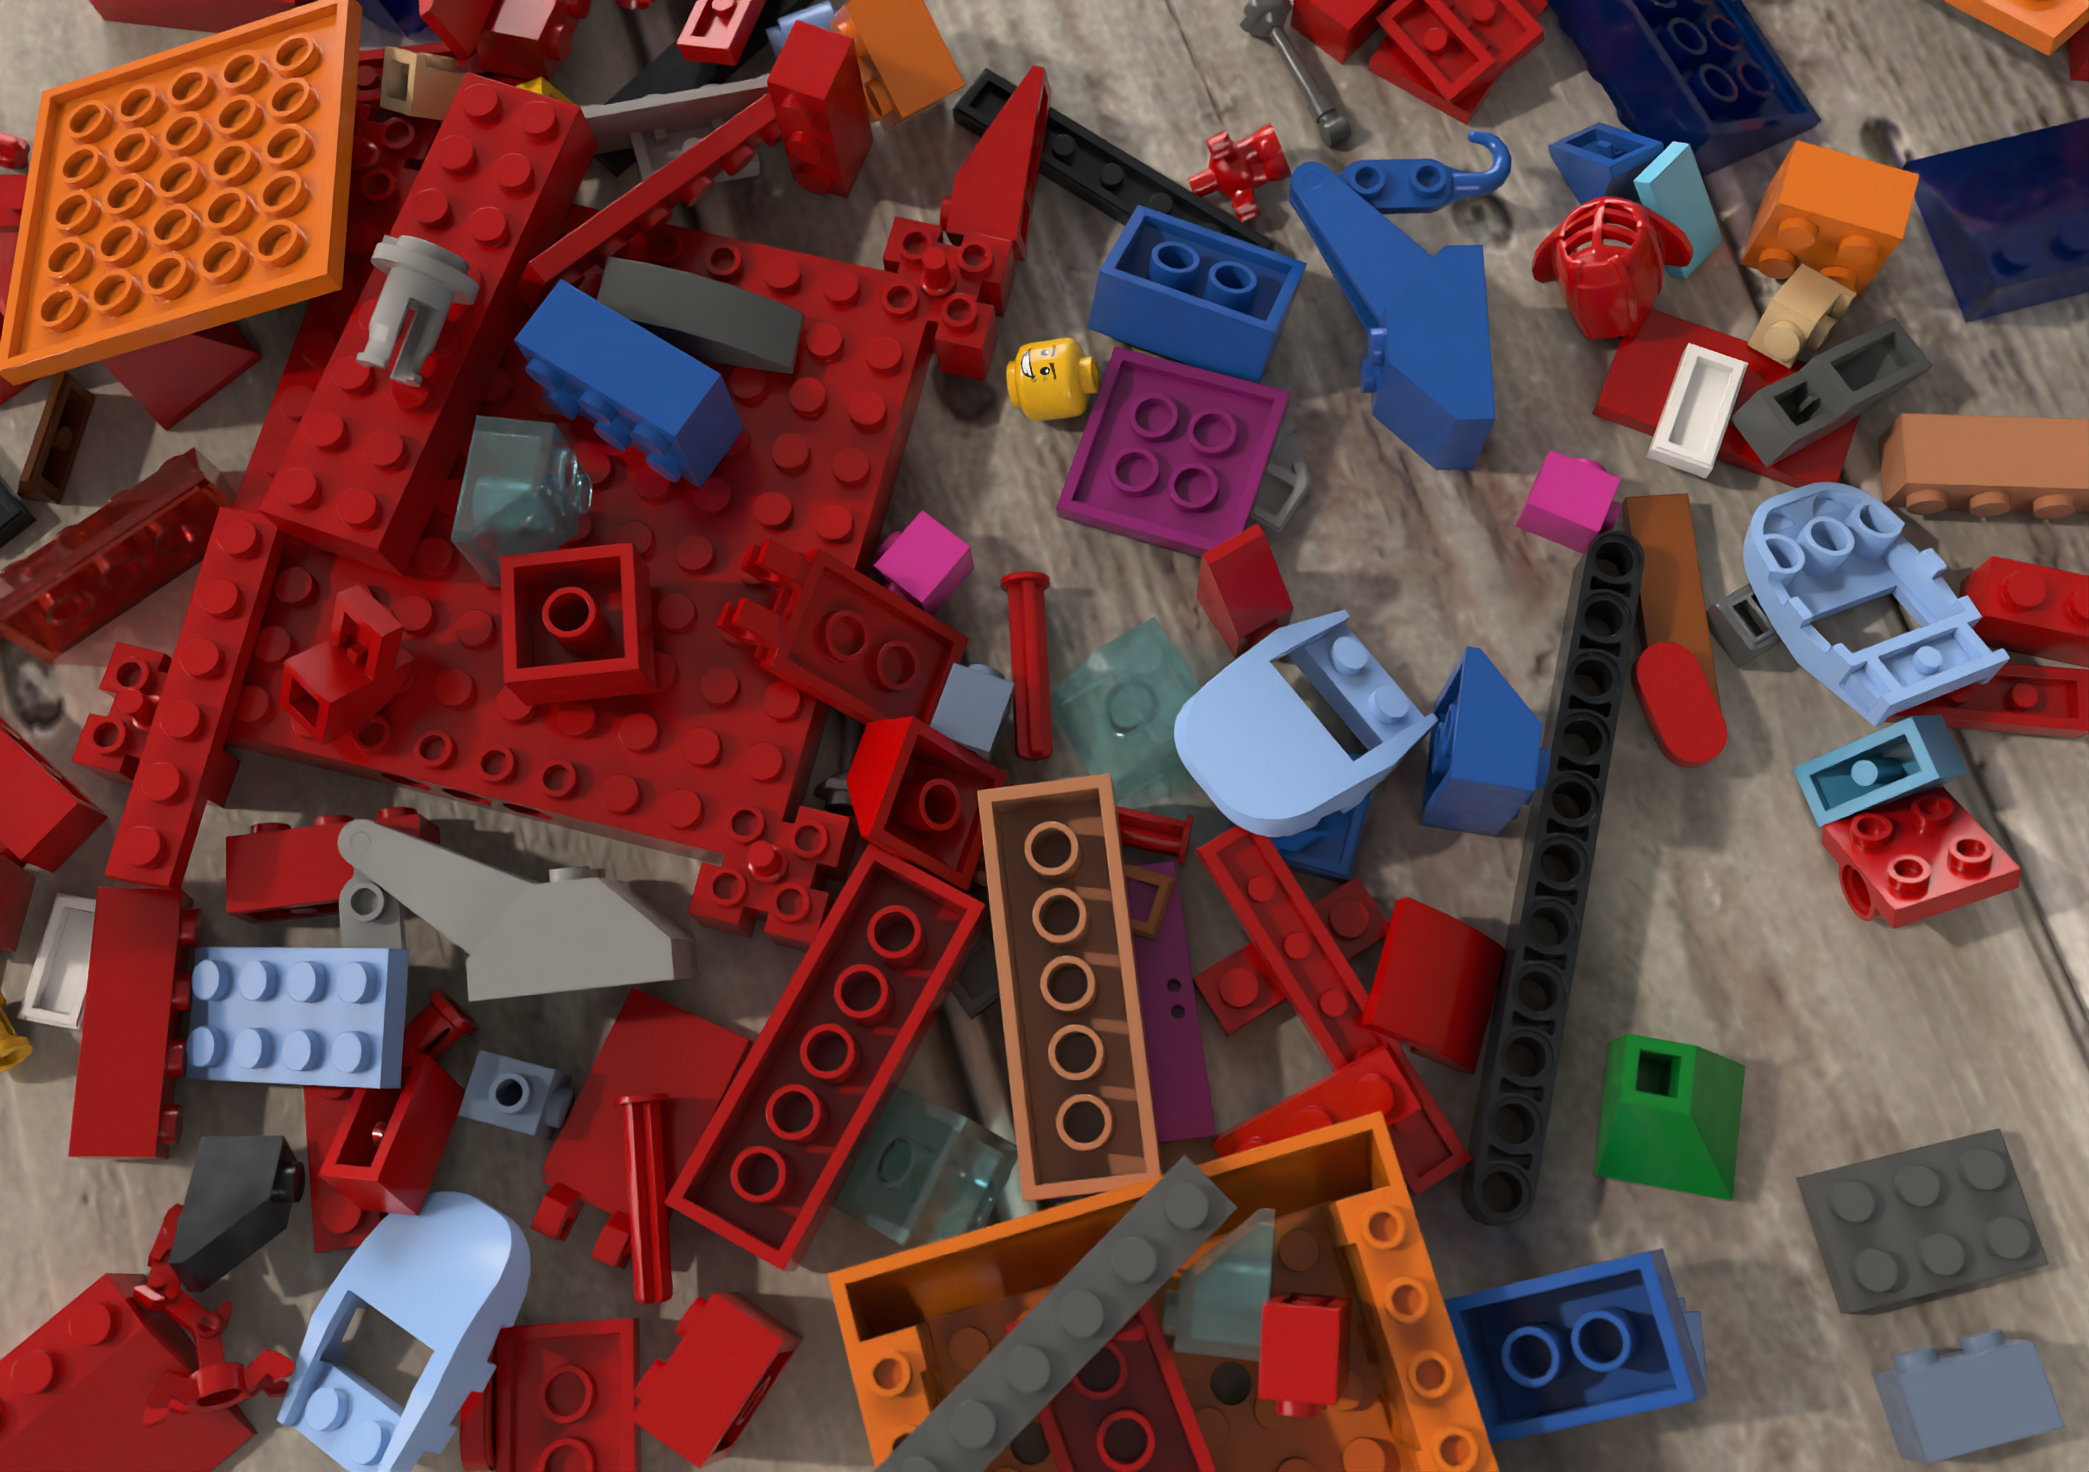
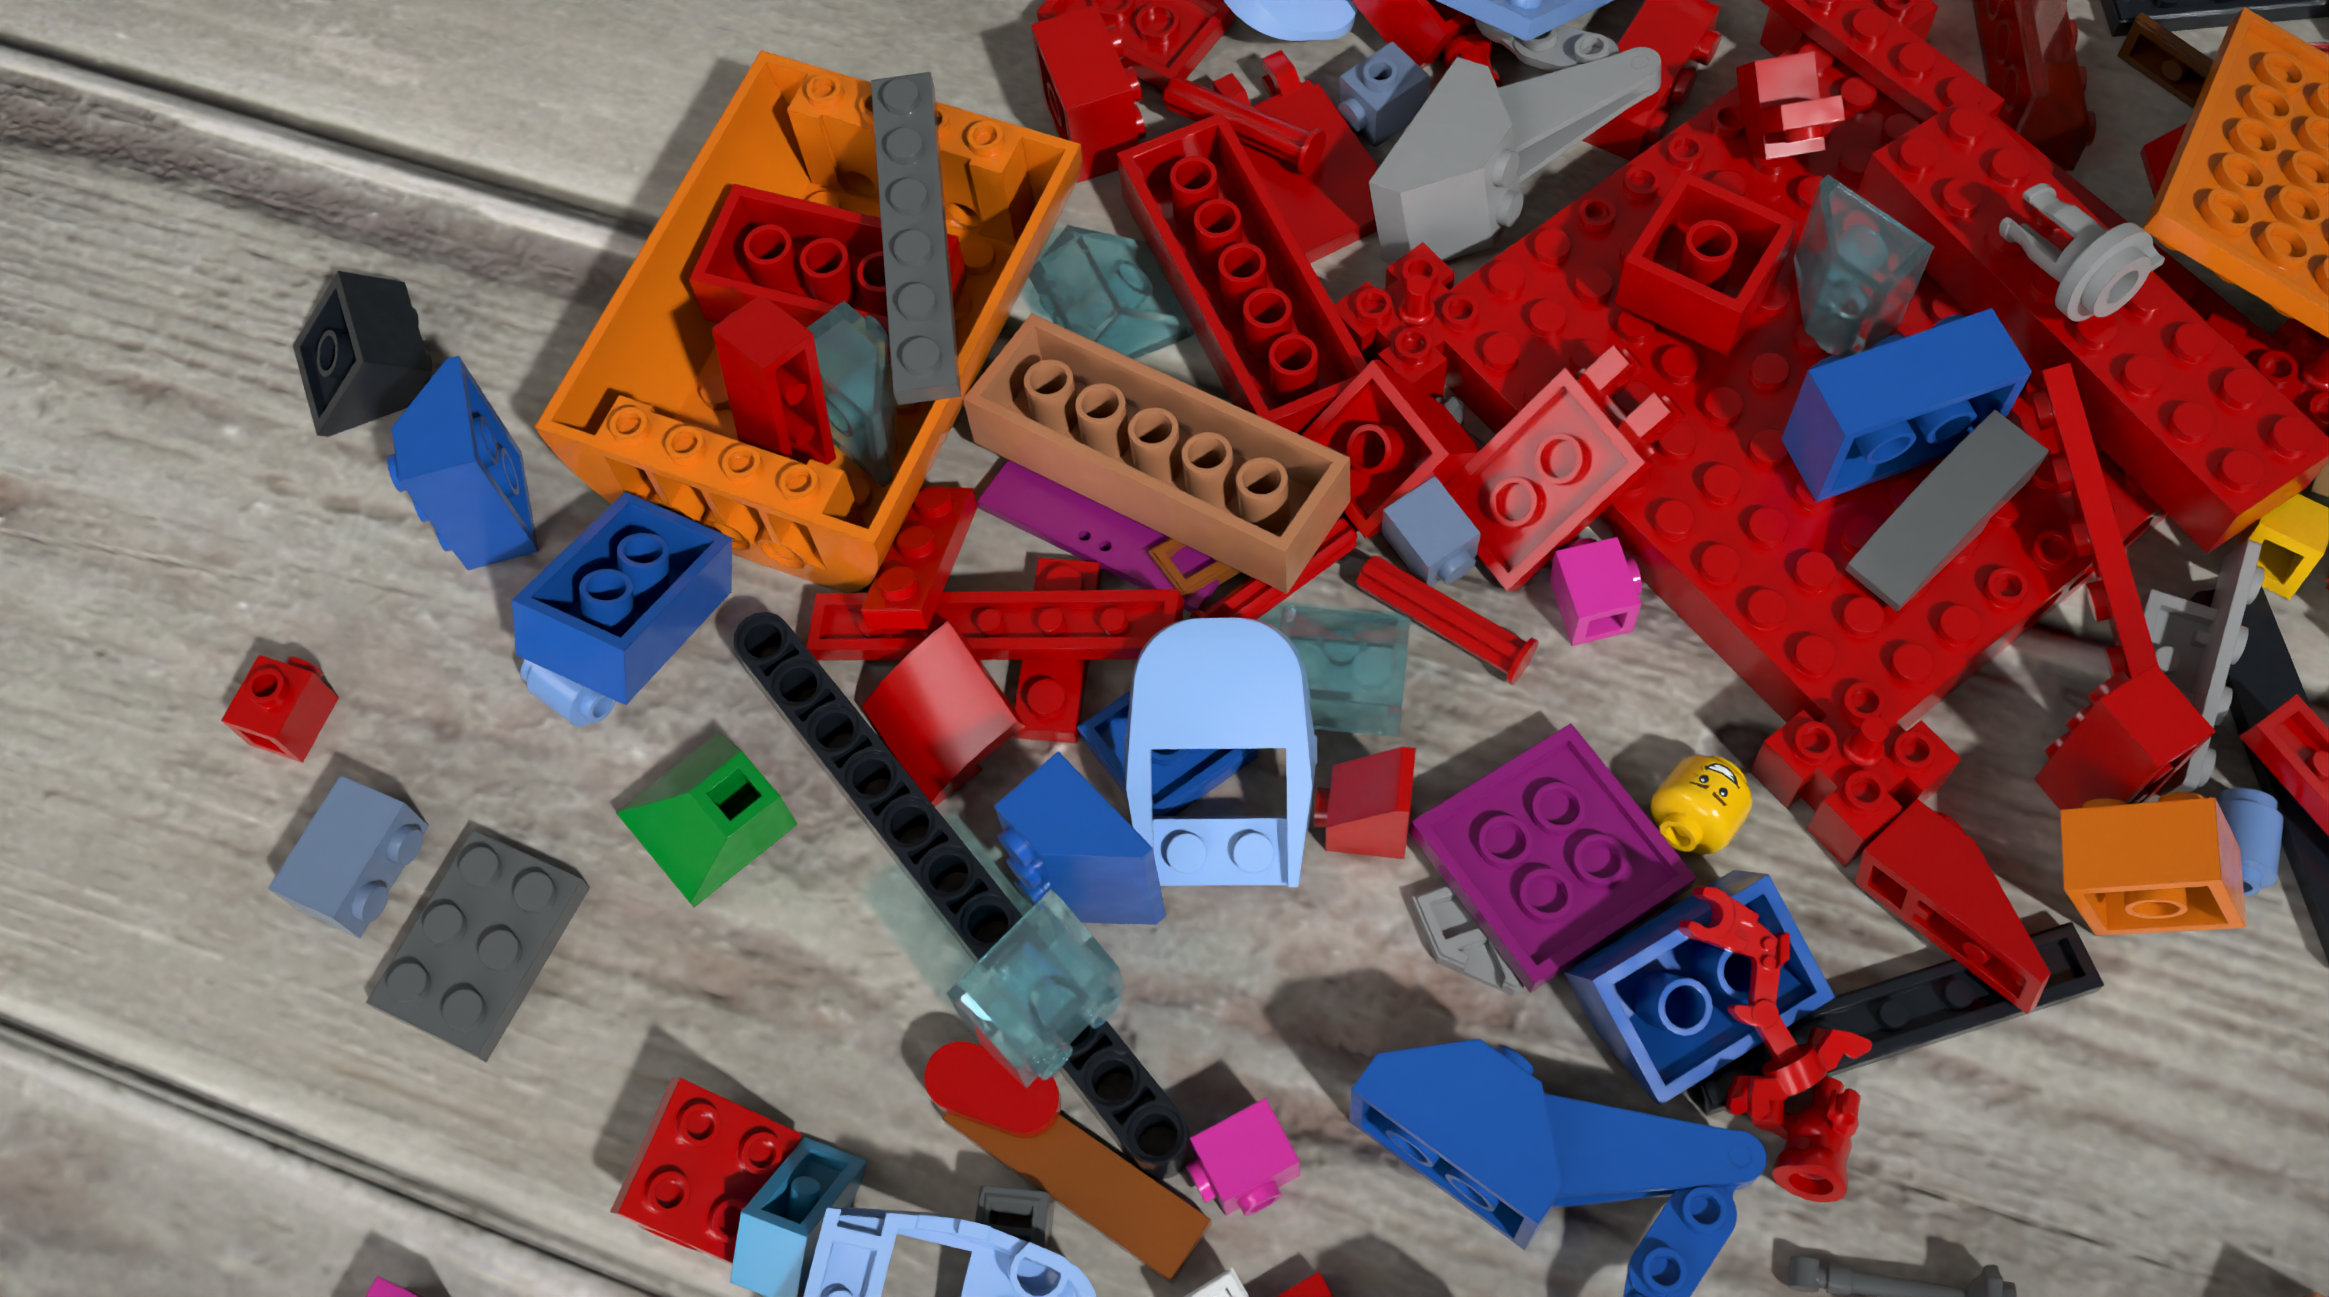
camera: 130 degrees right, 10 degrees down
(1214, 197) = (1792, 1065): none -> red piece
(1613, 688) = (1038, 991): none -> clear light blue slope

